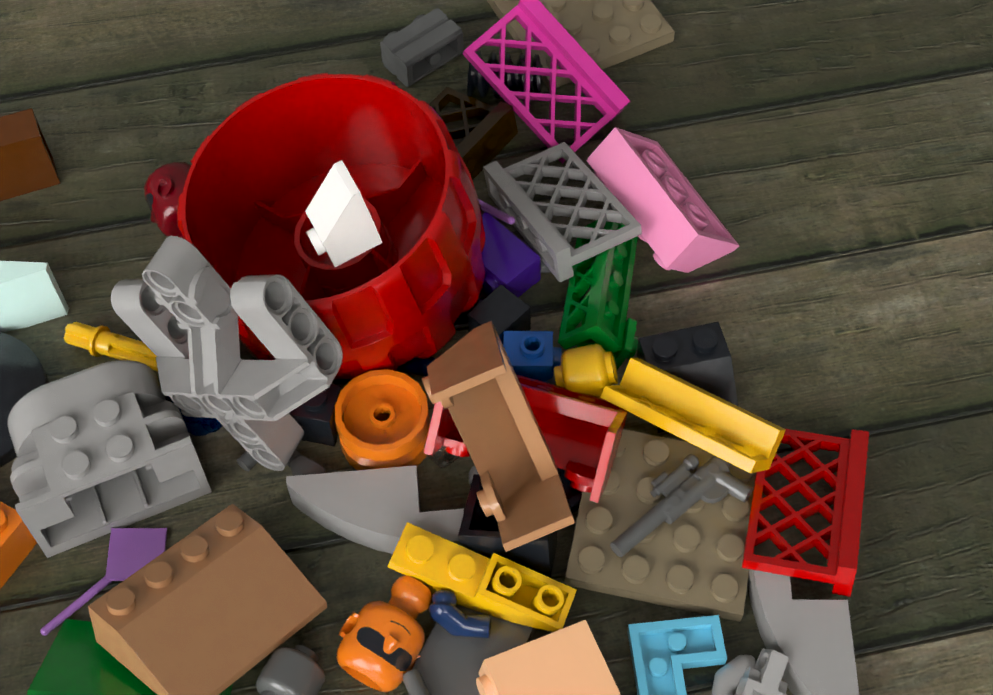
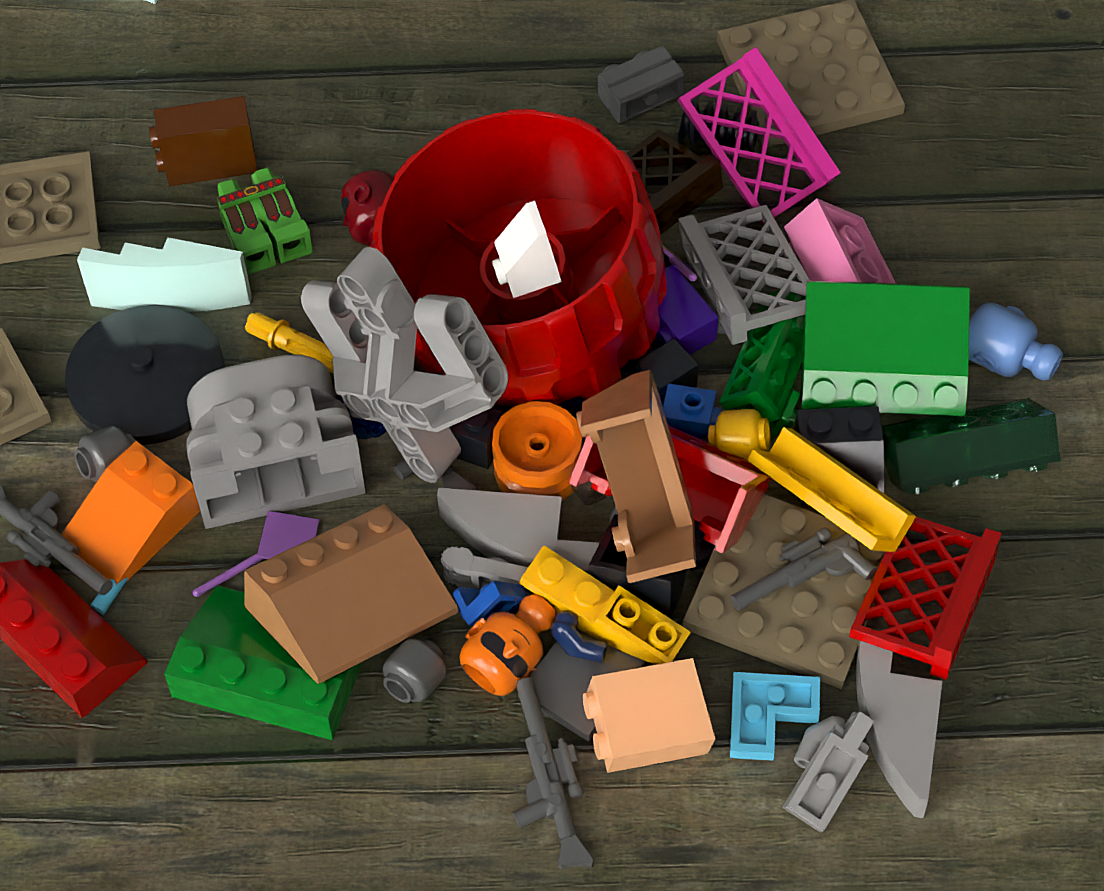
camera: 10 degrees right, 0 degrees up
(66, 216) = (261, 208): none -> bright green hips
(348, 561) = (476, 572): none -> light grey hinge
(352, 593) = (490, 599): none -> blue bracket
(713, 262) = (886, 347): none -> green slope
(814, 346) = (979, 444): none -> clear green slope
(824, 238) = (1007, 342): none -> medium blue piece

